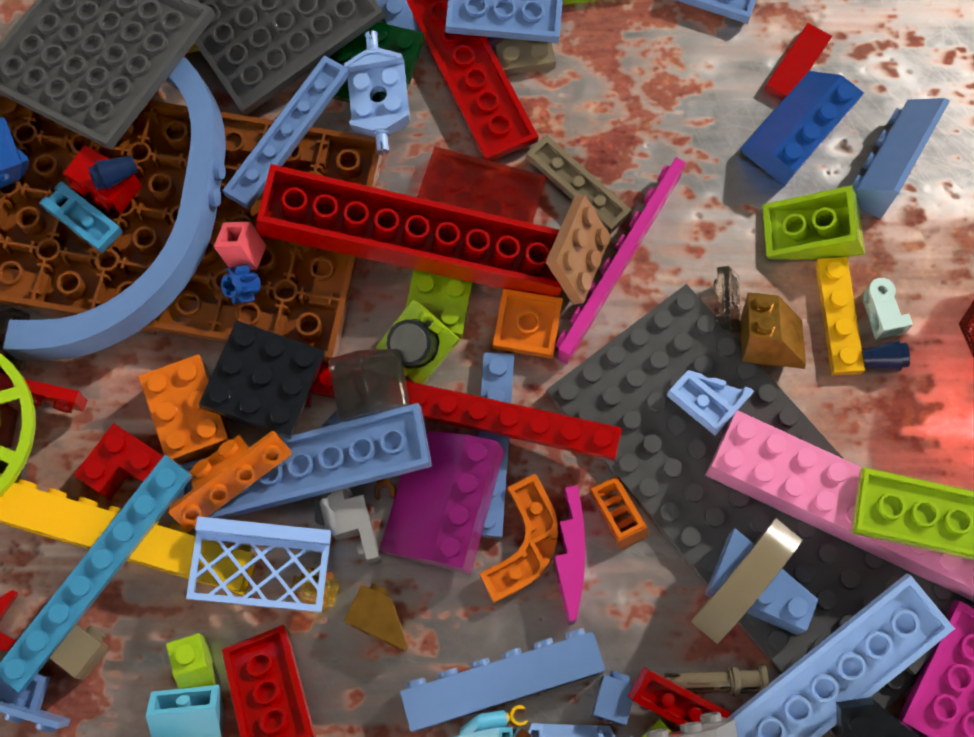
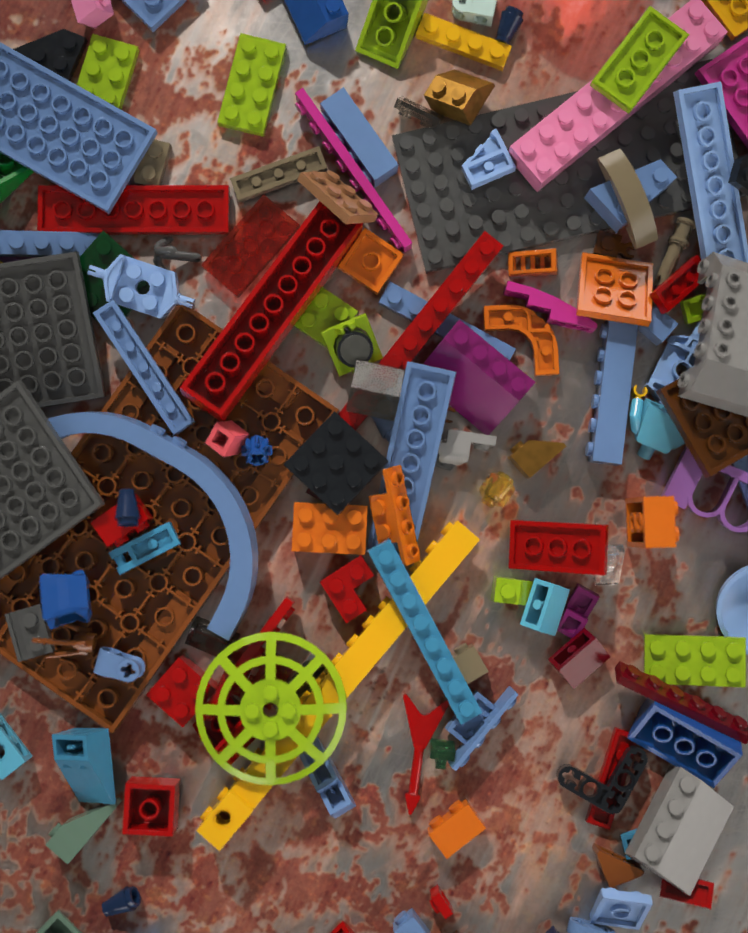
camera: 65 degrees left, 15 degrees up
(256, 535) = (453, 503): light blue fence -> none
(430, 102) = (170, 252): none -> dark grey piece
(631, 623) = (615, 289): none -> orange plate
(662, 249) = (359, 137): none -> medium blue brick
(665, 116) = (252, 84): none -> lime plate
(686, 596) = (610, 245): none -> reddish brown plate

